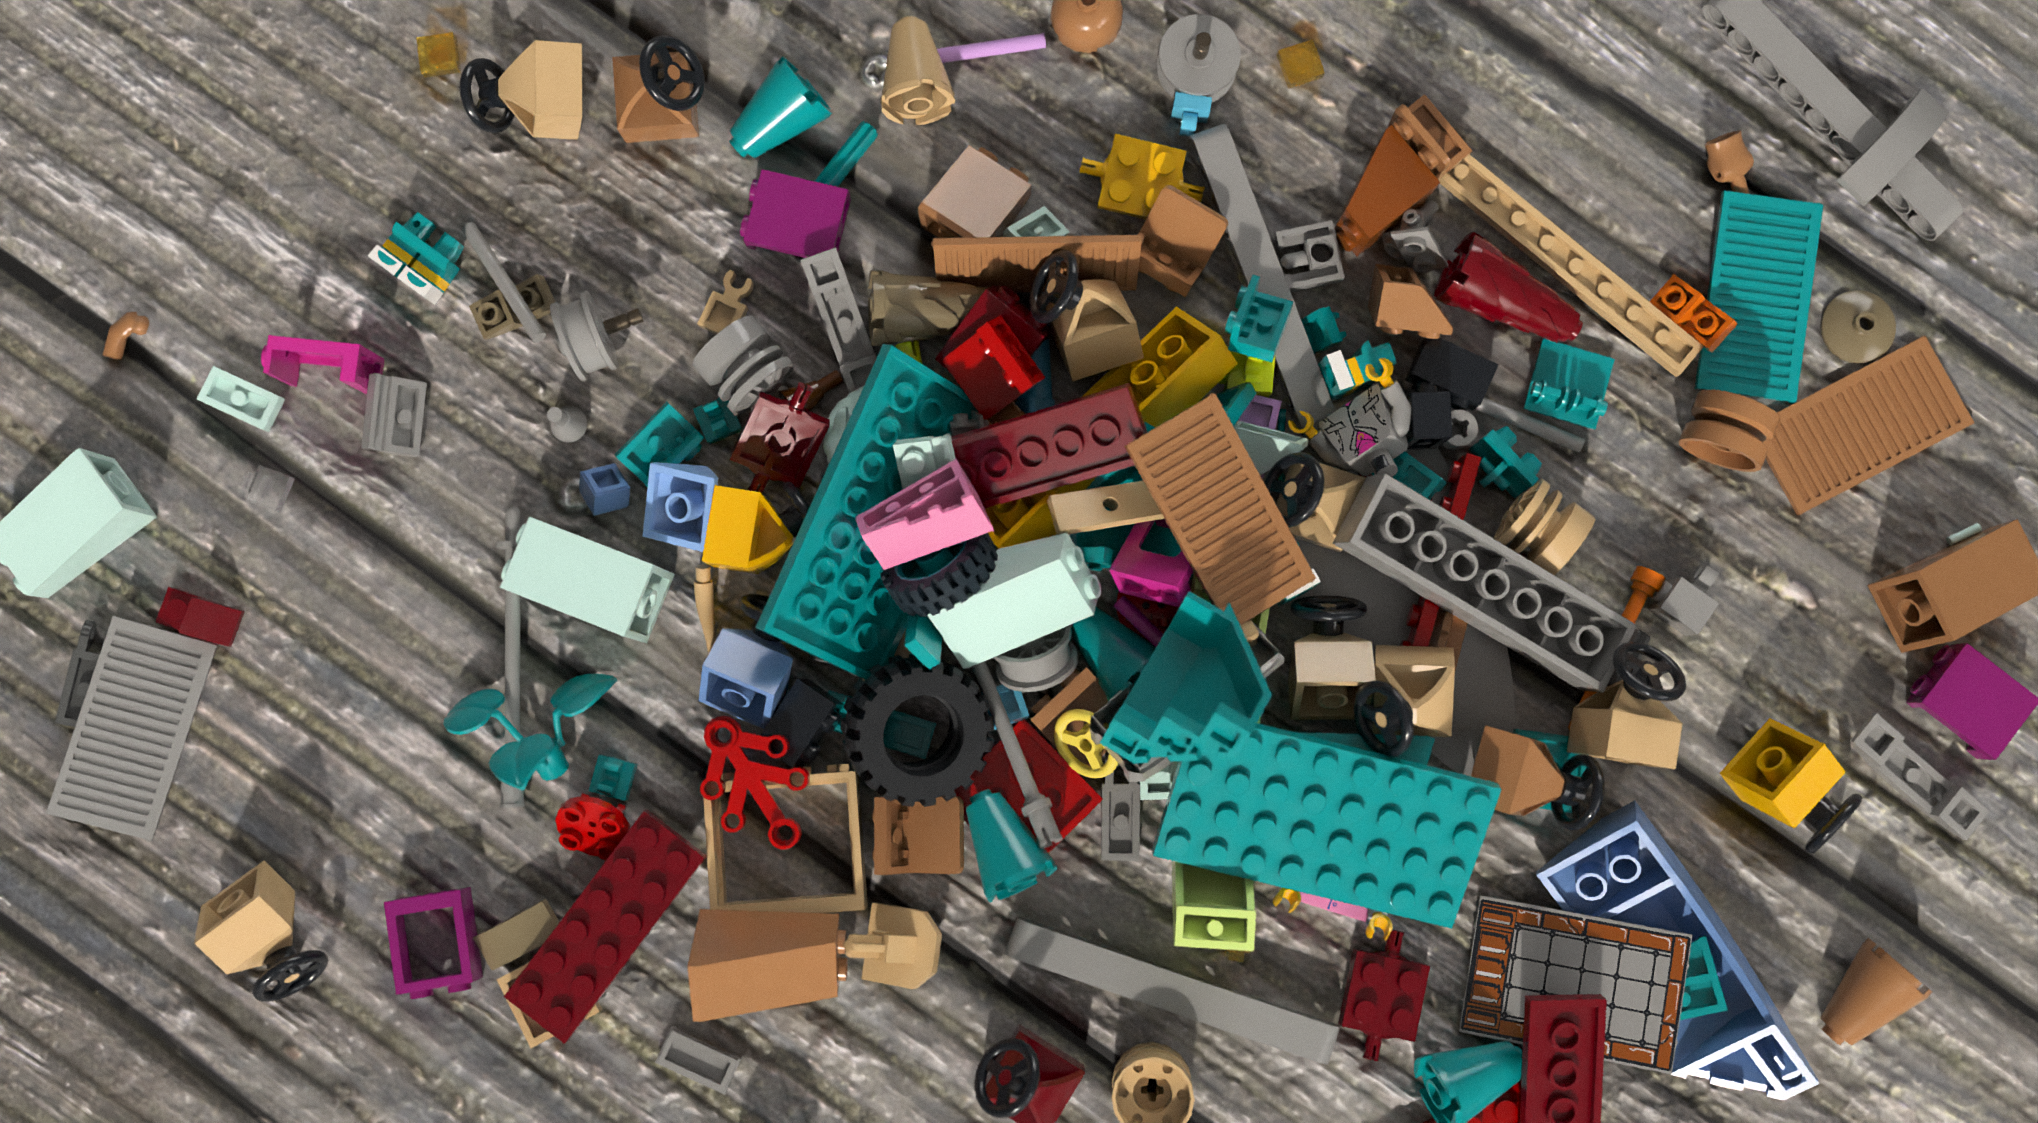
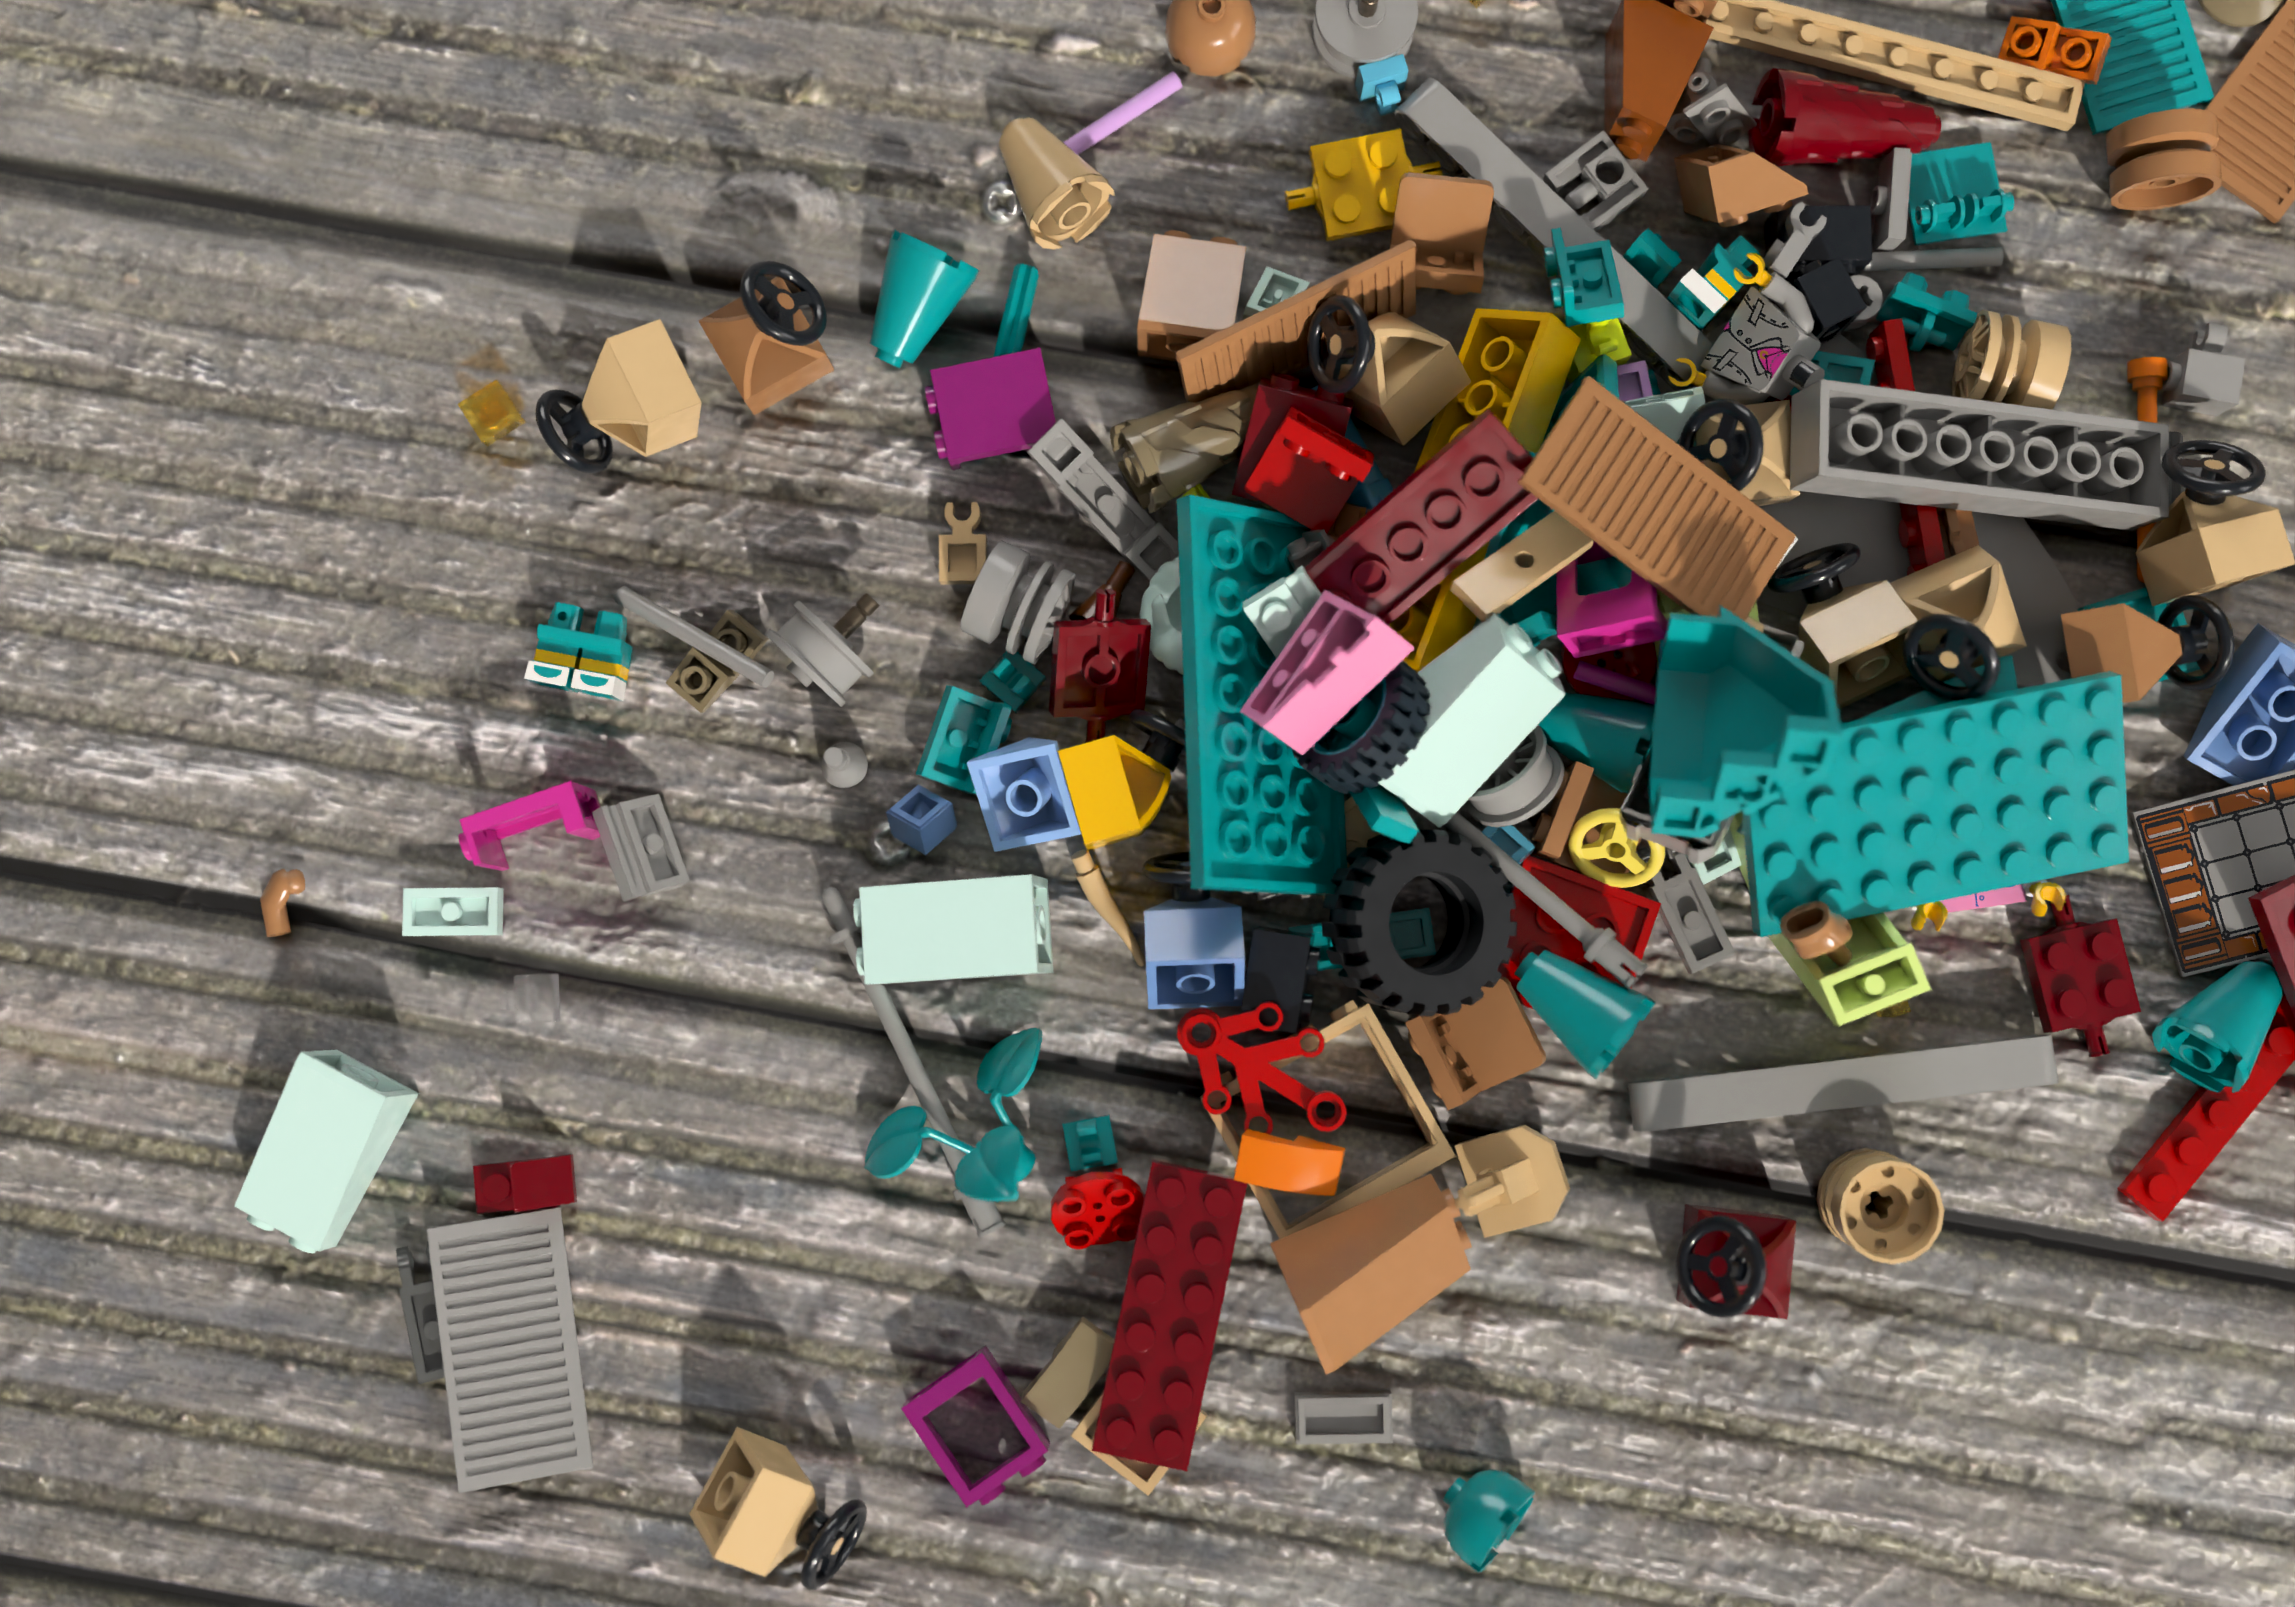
camera: 20 degrees left, 0 degrees up
(739, 860) = (1289, 1165): none -> orange slope
(1192, 871) = (1818, 932): none -> medium nougat piece
(1413, 372) = (1784, 256): none -> light grey plate
(1518, 367) = (1891, 199): none -> light grey plate

